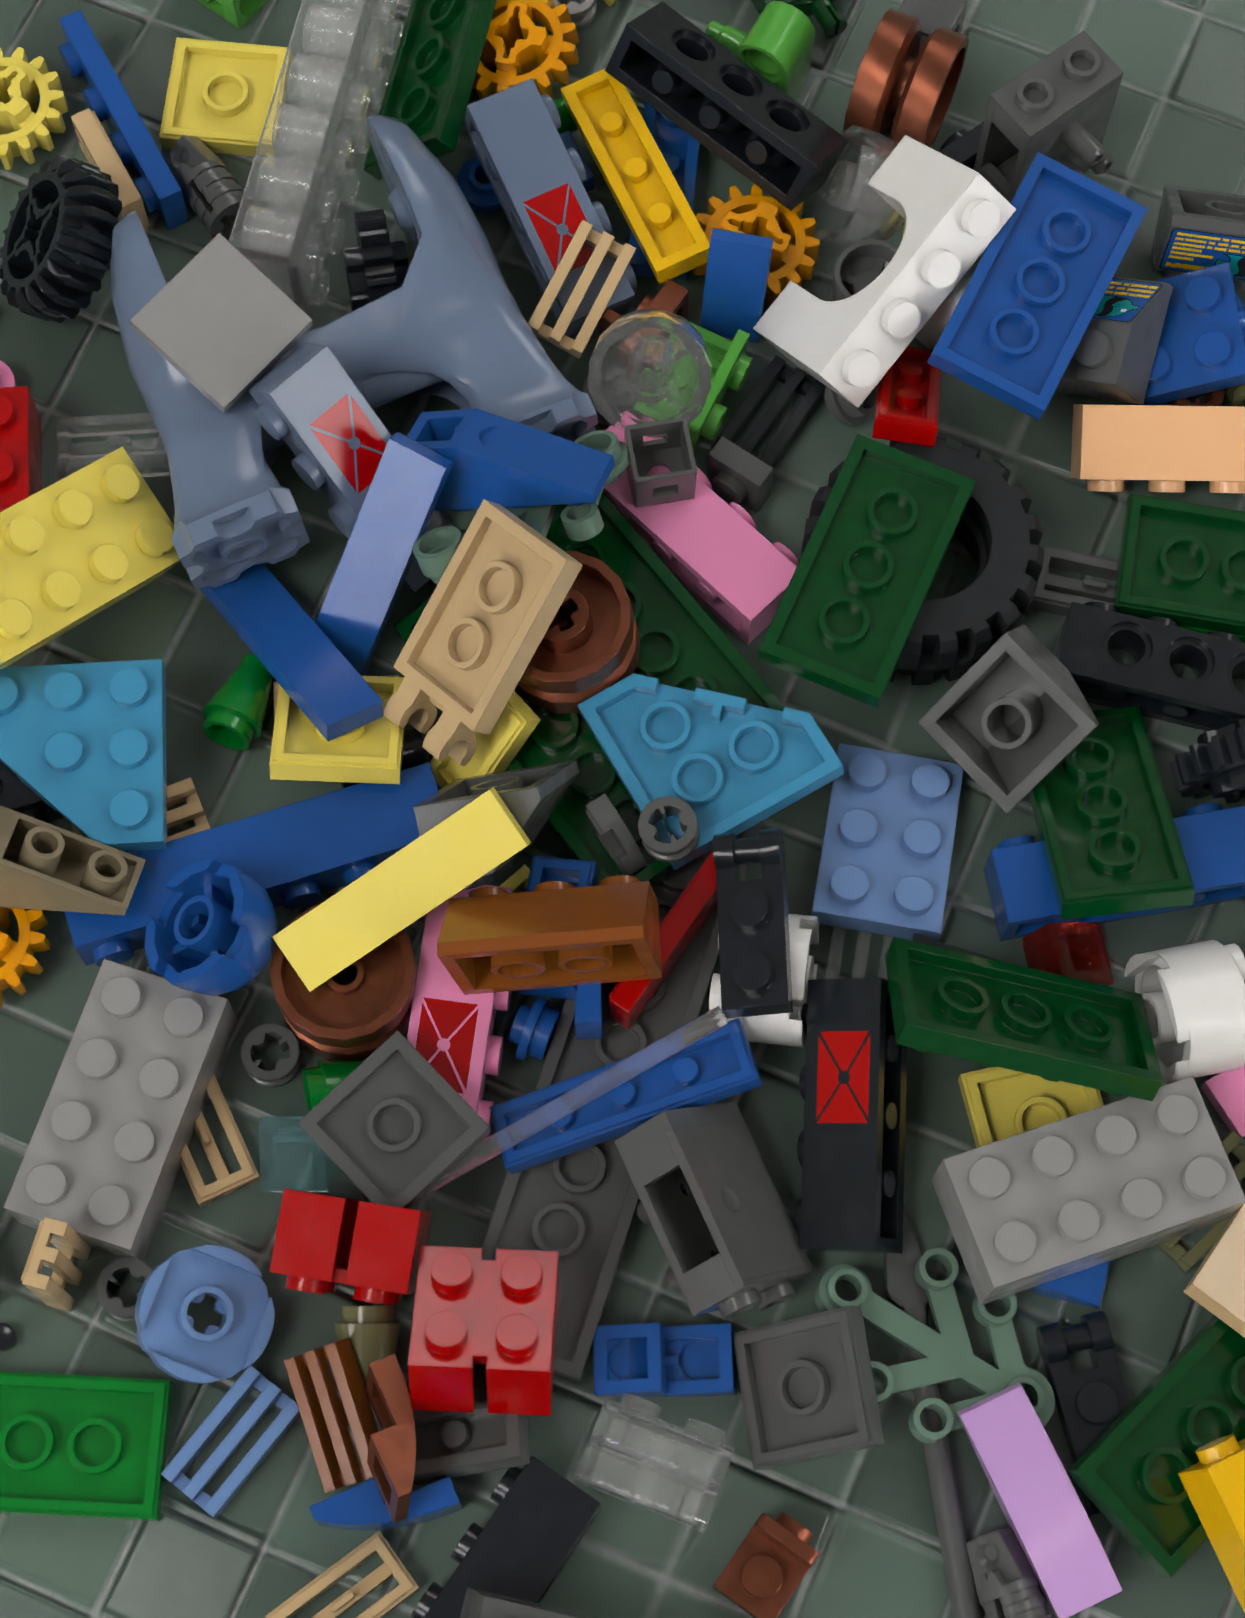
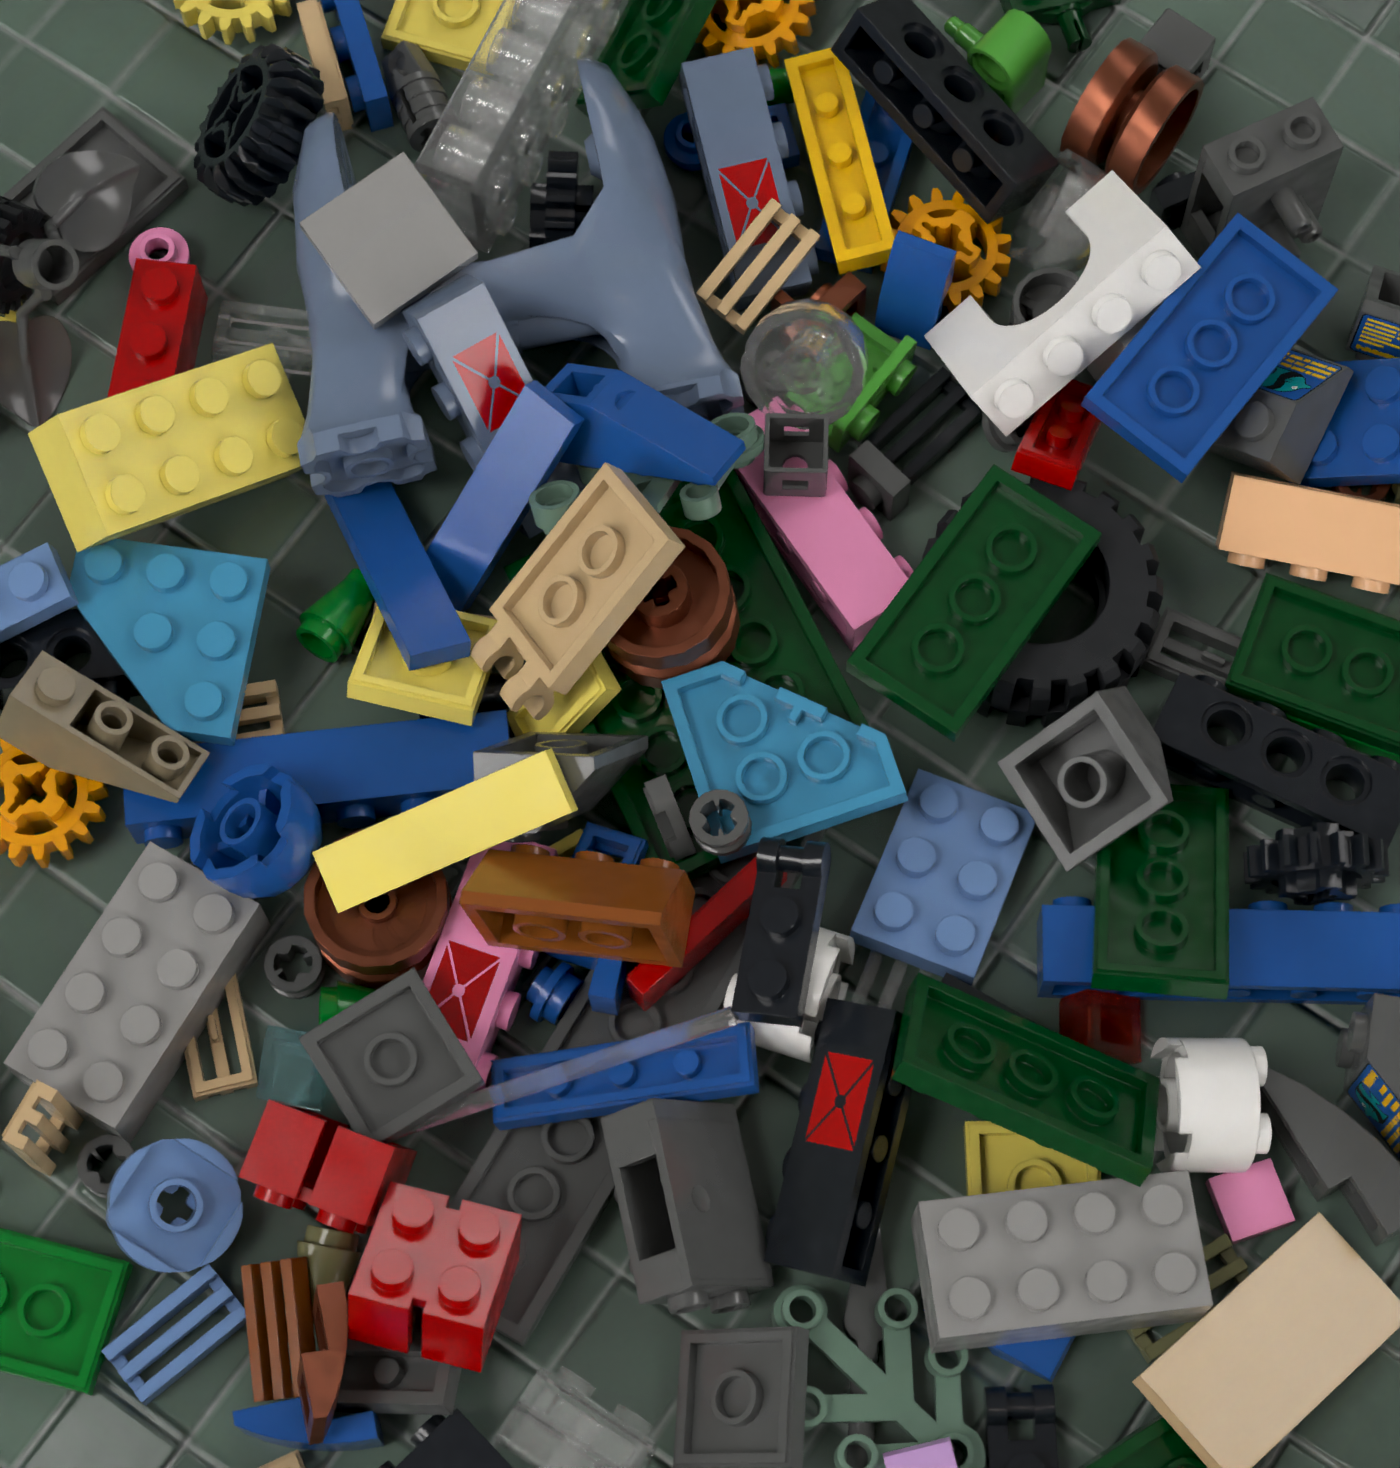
camera: 15 degrees right, 0 degrees up
(664, 1360) = (609, 1343): blue slope -> none

